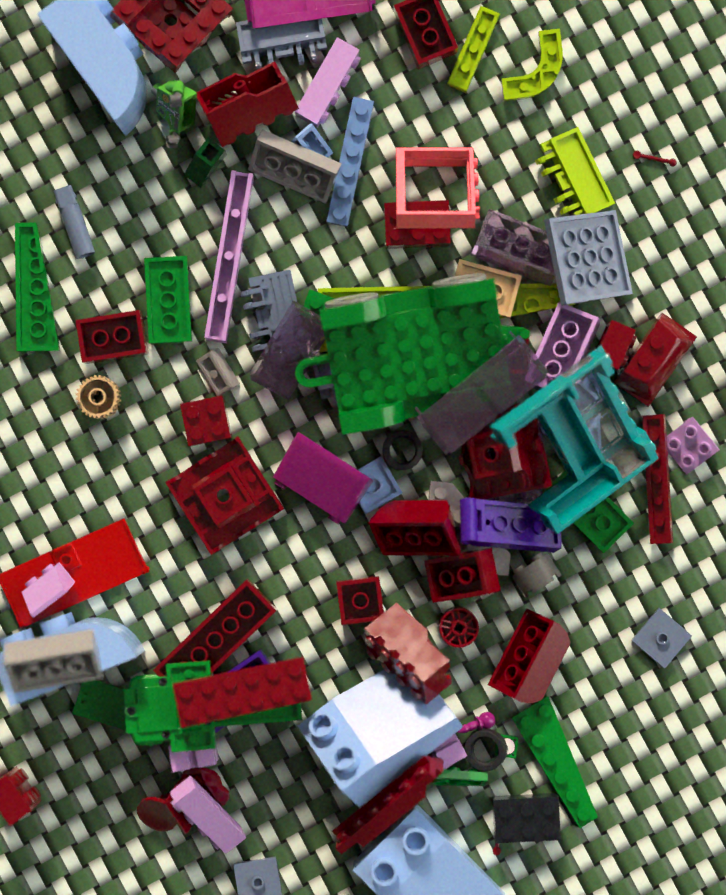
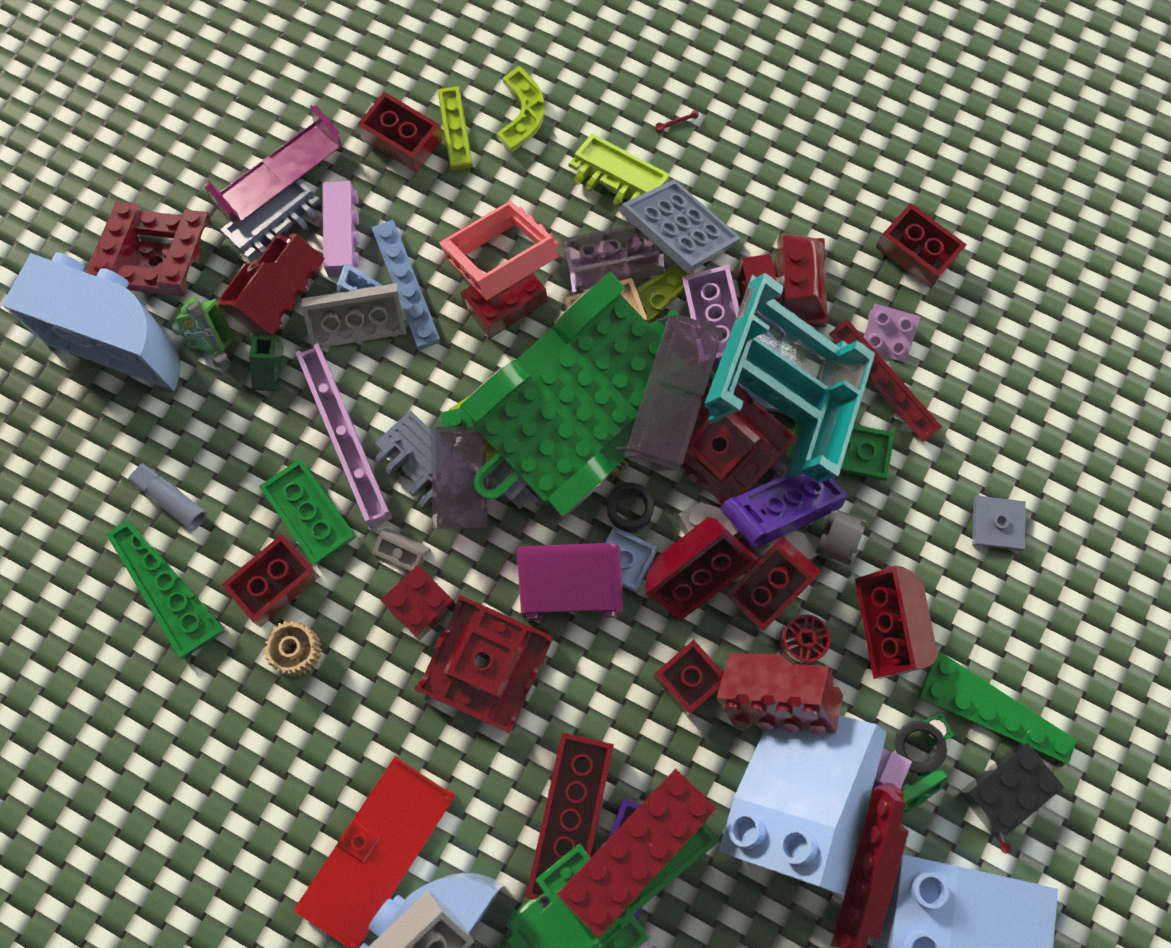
camera: 35 degrees left, 15 degrees down
(47, 588) = (355, 886): lavender slope -> none
(485, 720) = (896, 718): magenta bar -> none

